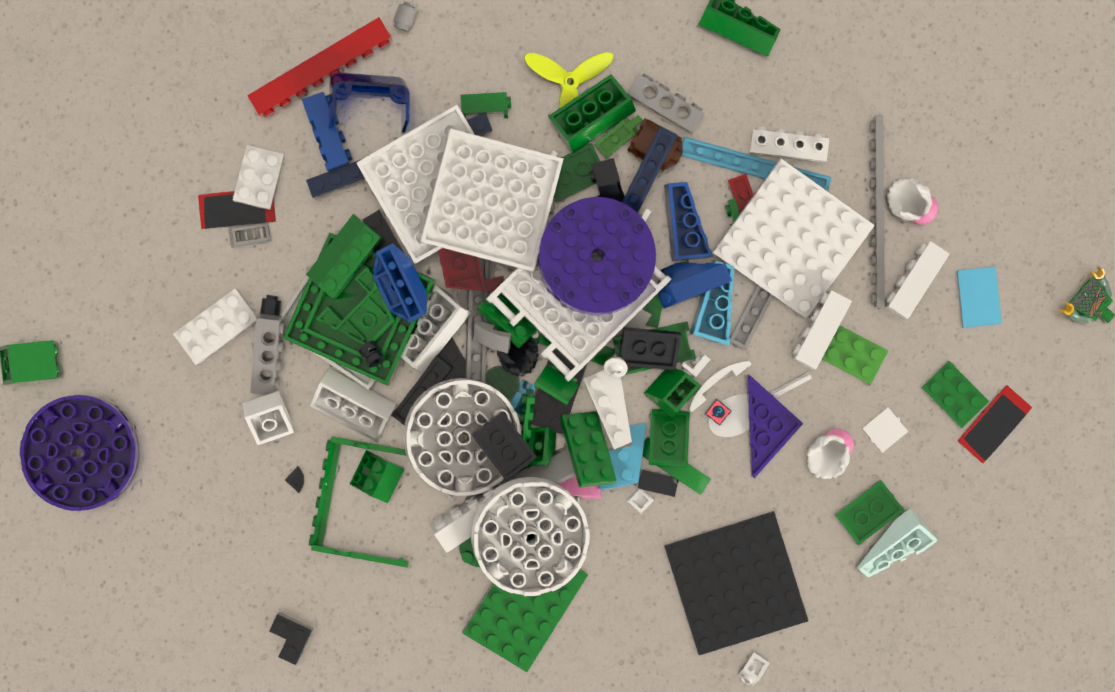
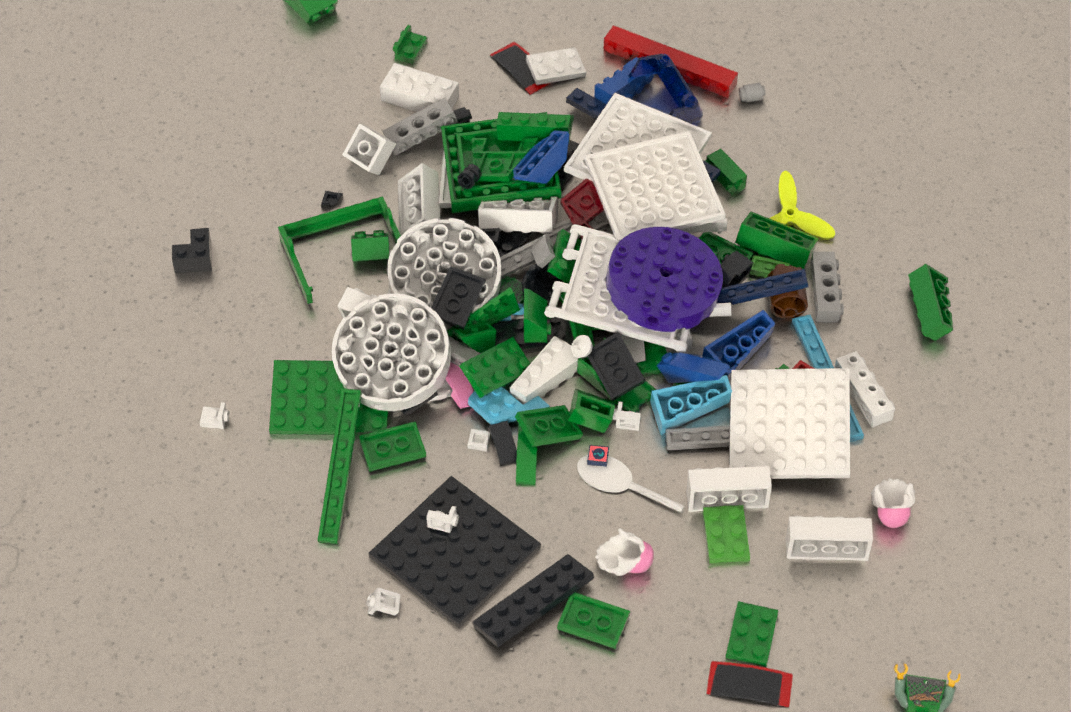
camera: 60 degrees right, 35 degrees down
(107, 449) = (259, 55): dark purple brick -> none
(148, 300) = (409, 46): none -> green bracket
(232, 235) = (507, 74): light grey slope -> none
(605, 577) = (392, 446): none -> green plate
(608, 637) = (339, 466): none -> green tile
(699, 399) = (623, 436): white slope -> none
(711, 584) = (442, 521): none -> white bracket
(769, 425) = (614, 500): dark purple tile -> none
(824, 549) = (533, 600): none -> black plate
(877, 203) = (869, 480): light grey plate -> none
(885, 429) = (677, 595): white piece -> none
(901, 539) = (585, 659): light aqua wedge -> none
(979, 297) = (853, 605): medium azure tile -> none

